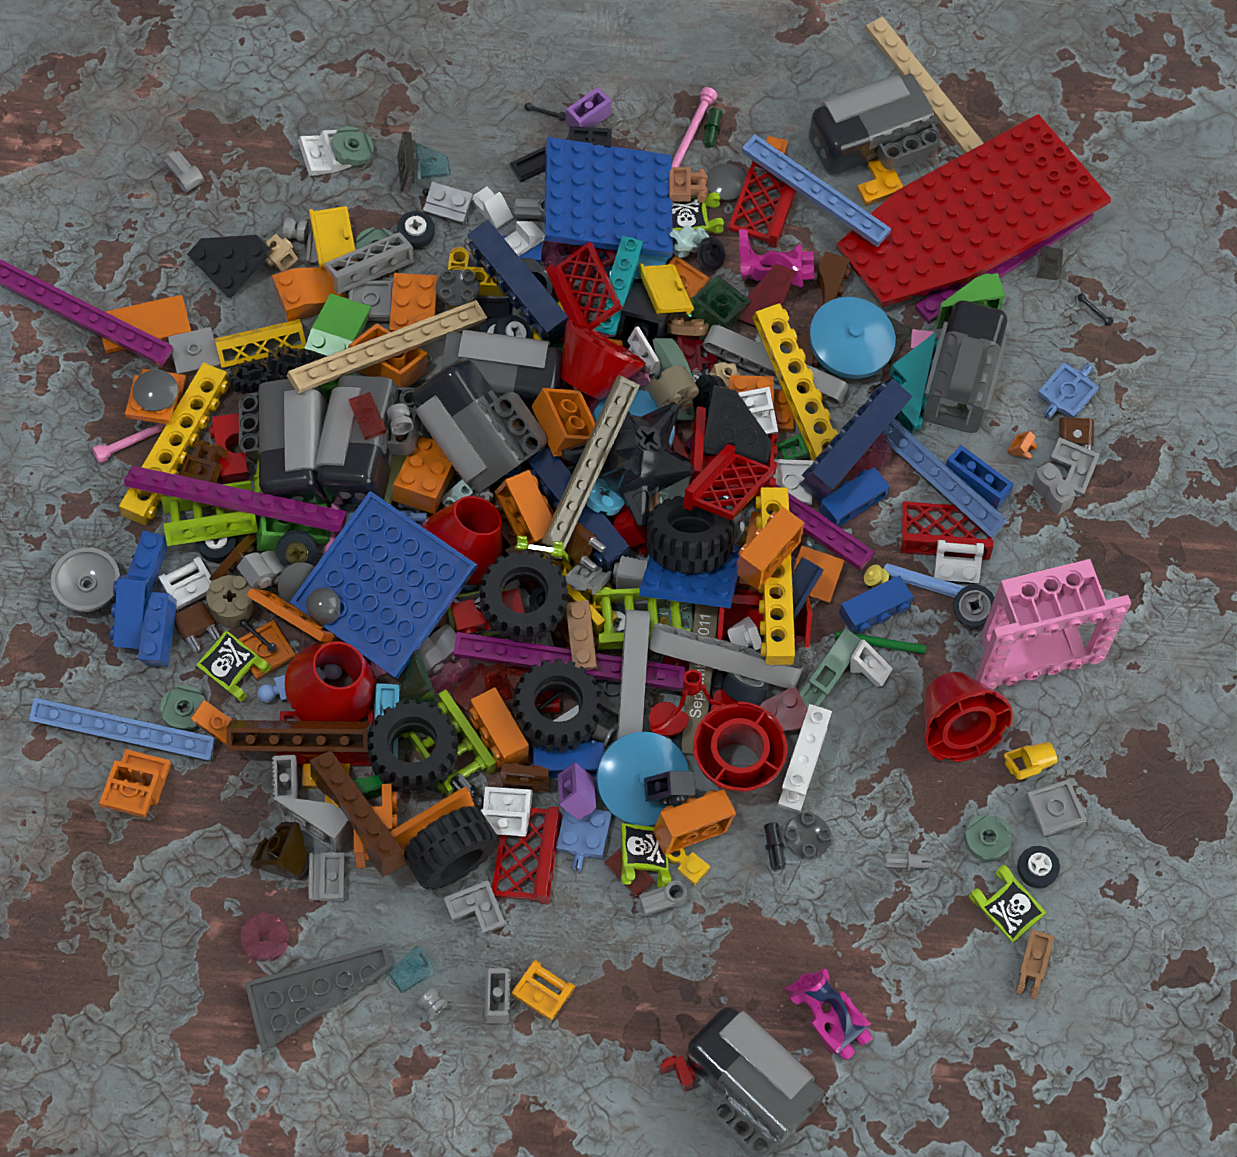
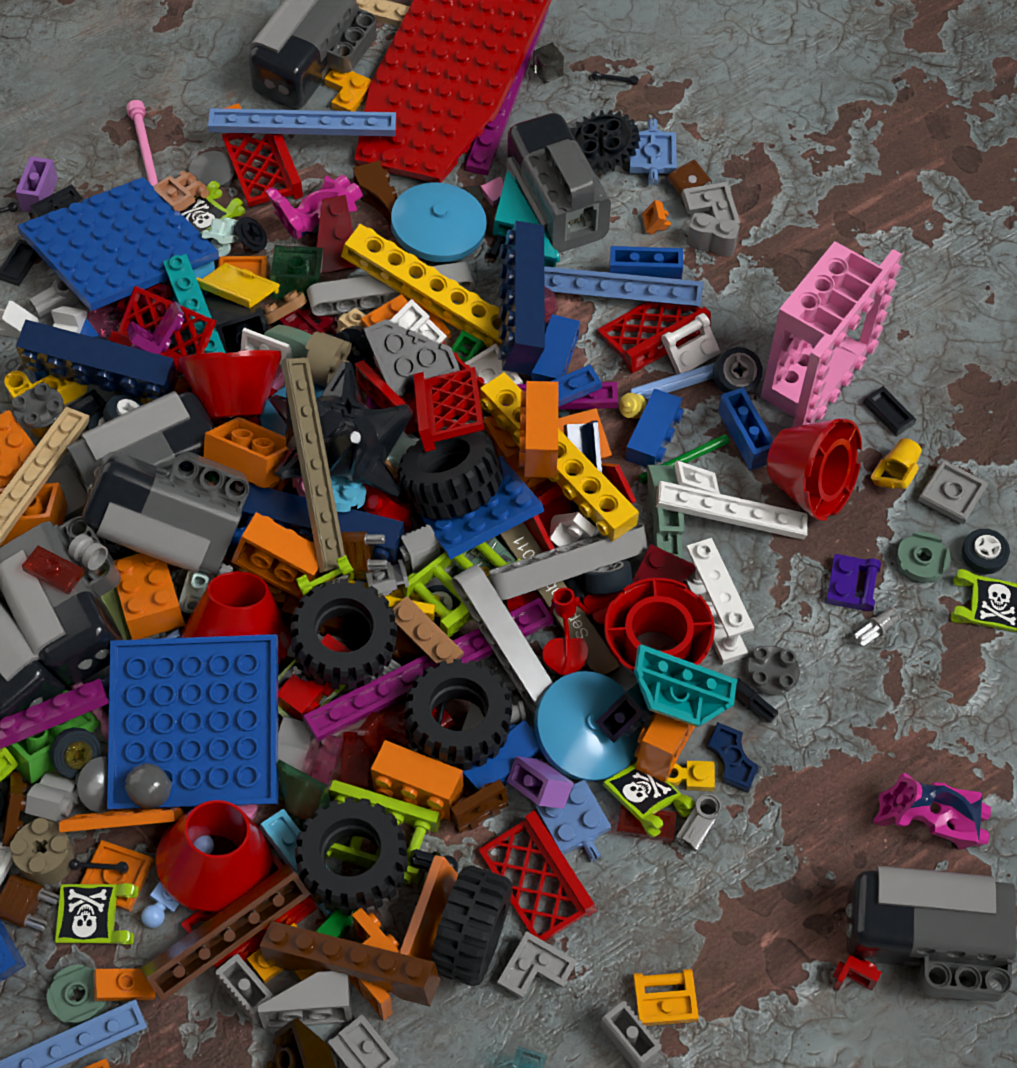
camera: 35 degrees left, 5 degrees down
(508, 810) = (487, 848): white slope -> none
(566, 293) = (159, 340): none -> magenta bracket
(711, 796) = (681, 687): none -> teal wedge
(712, 127) = (161, 133): dark green axle -> none
(723, 883) = (727, 746): none -> dark blue tile
(837, 532) = (577, 384): none -> blue plate
(875, 703) = (731, 510): none -> white tile
(916, 812) = (844, 581): none -> dark purple plate
(942, 648) = (745, 427): none -> blue brick
(982, 290) = (517, 110): bright green slope -> none
(1035, 356) = (619, 139): none -> black gear
(1066, 716) = (889, 411): none -> black tile

